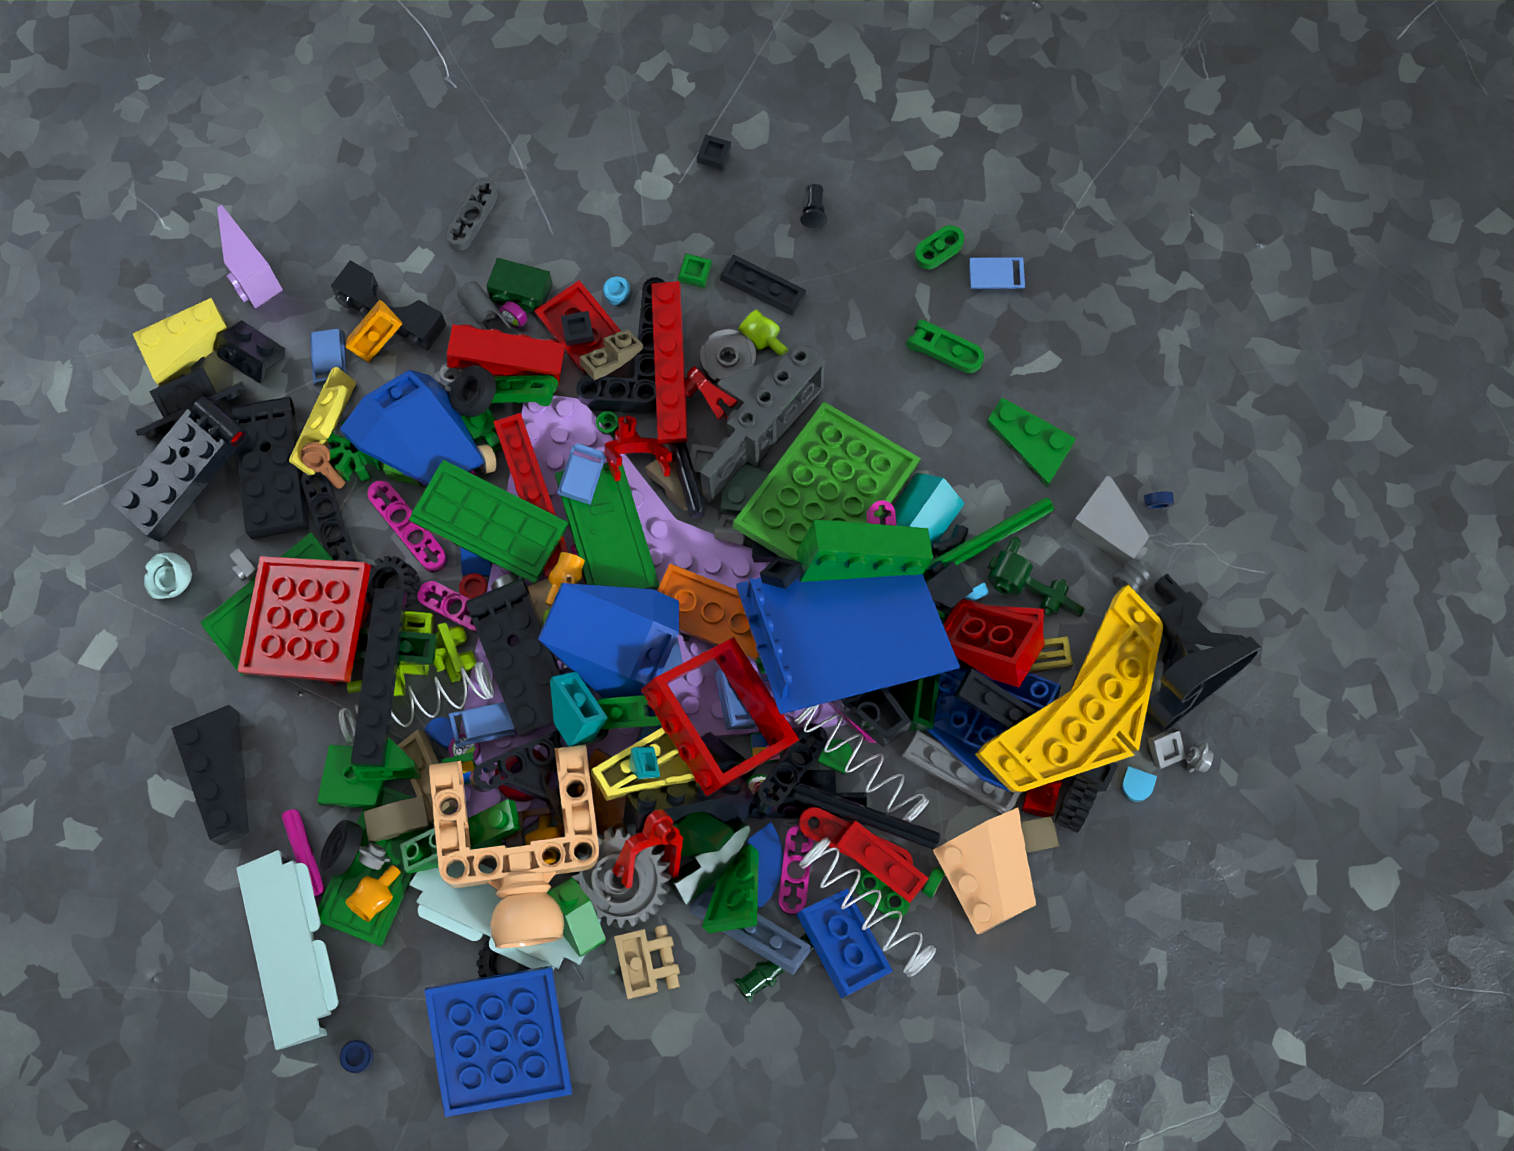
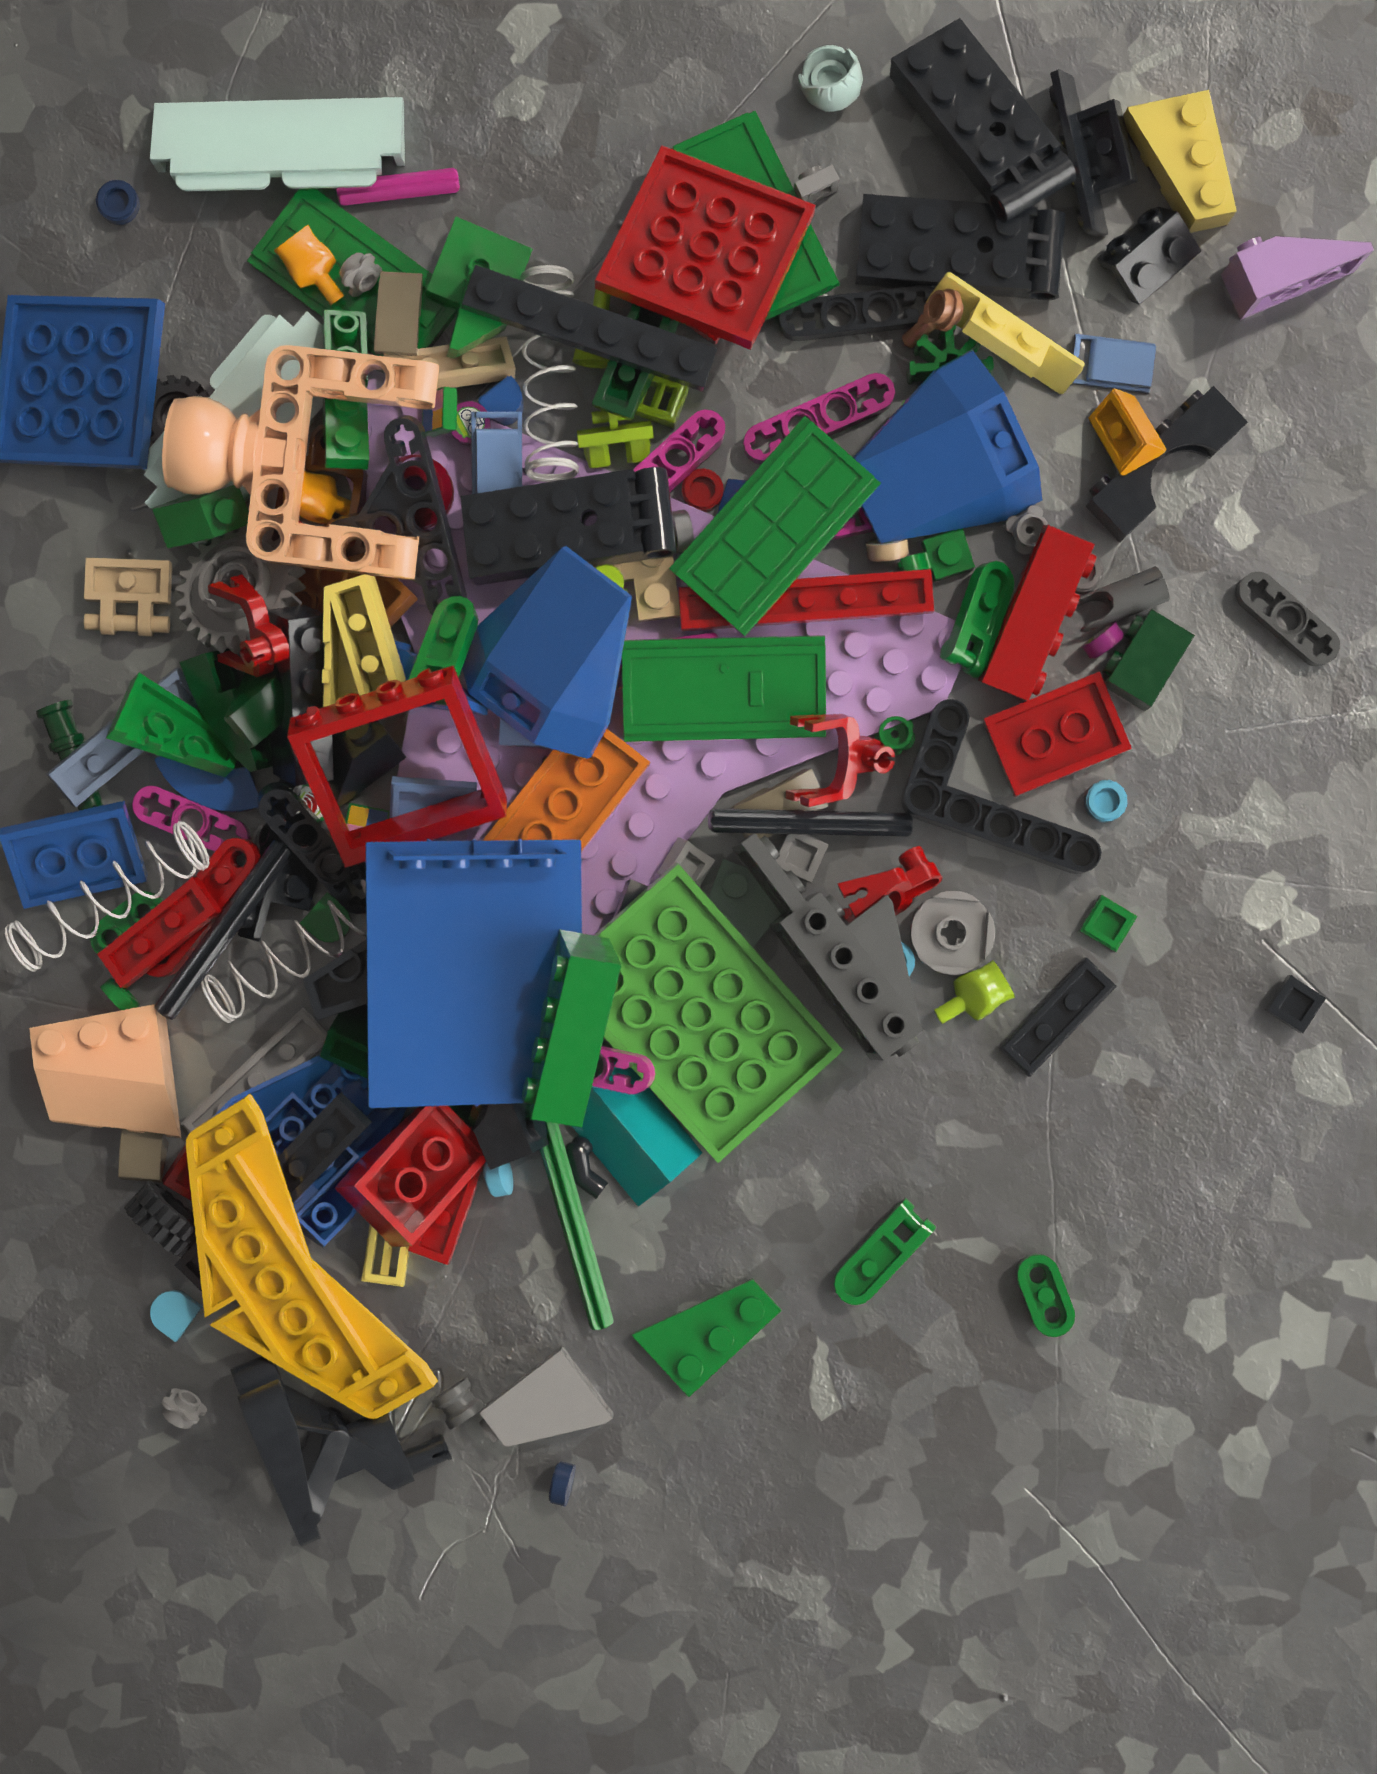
camera: 105 degrees right, 15 degrees up
(213, 764) = (533, 92): black wedge -> none
(341, 847) = (382, 234): black tyre -> none
(390, 567) = (743, 397): black tyre -> none
(483, 395) = (986, 570): black tyre -> none
(566, 571) = (663, 609): light orange piece -> none
(575, 709) = (463, 576): teal slope -> none
(577, 328) = (1047, 724): black plate -> none
(581, 474) = (811, 671): medium blue piece -> none
(616, 352) = (992, 768): dark tan slope -> none
(644, 762) = (349, 644): teal slope -> none
(669, 363) = (955, 841): red plate -> none
(781, 572) = (573, 904): black plate -> none
(813, 212) = (1164, 1128): black pin -> none
(995, 273) = (983, 1365): medium blue piece -> none
(1011, 573) = (508, 1239): dark green piece -> none
(1167, 748) = (208, 1368): light grey plate -> none

